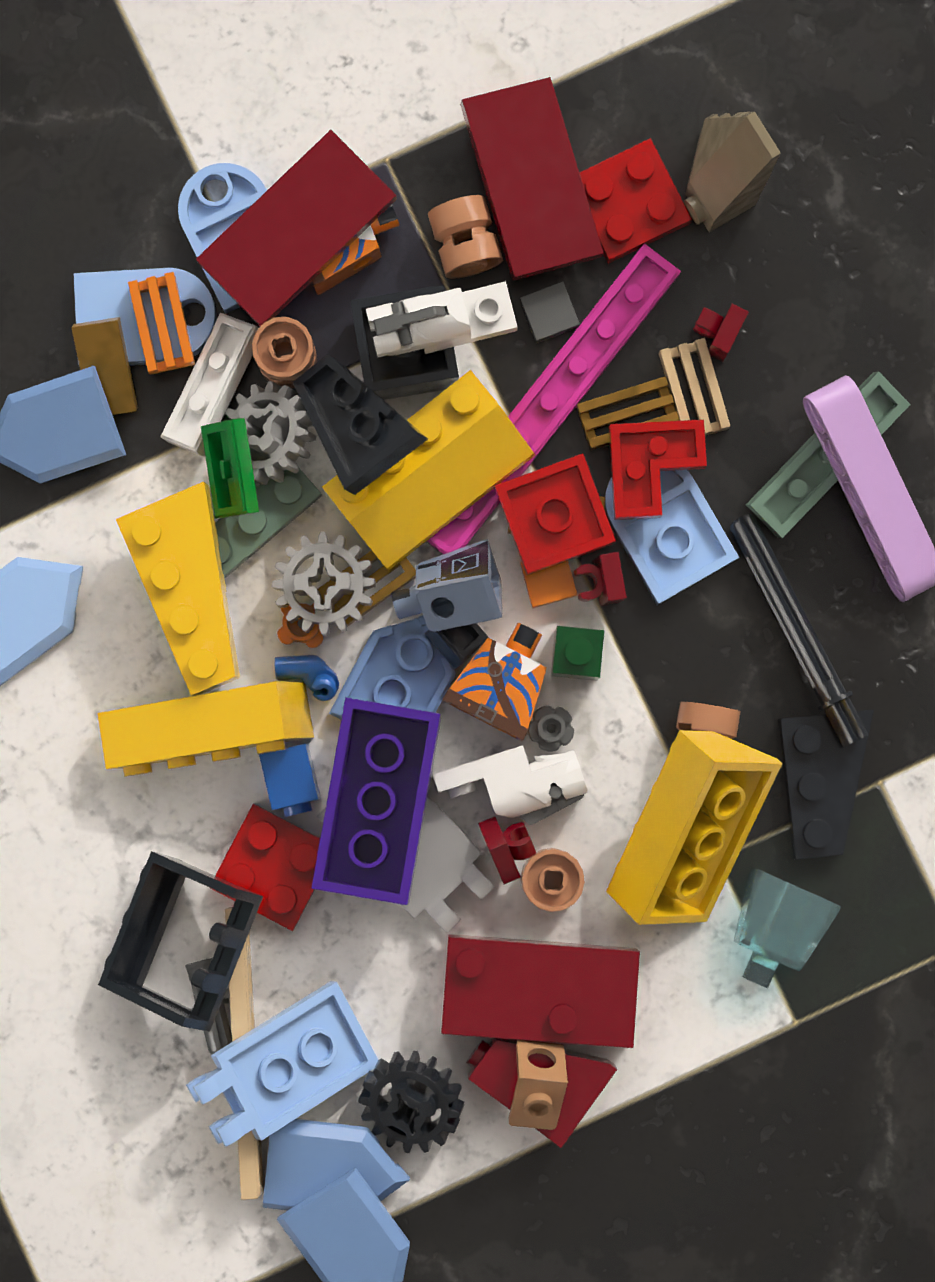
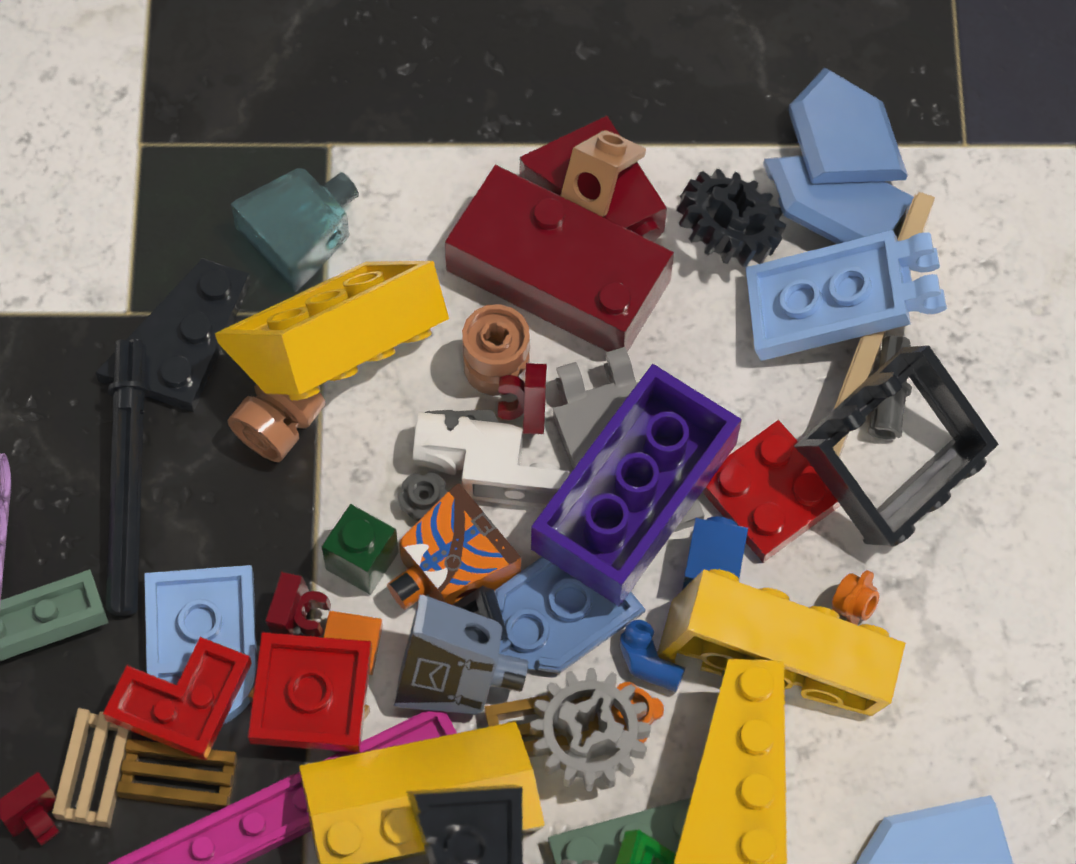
camera: 155 degrees left, 20 degrees down
(163, 798) = (856, 597): none -> orange plate

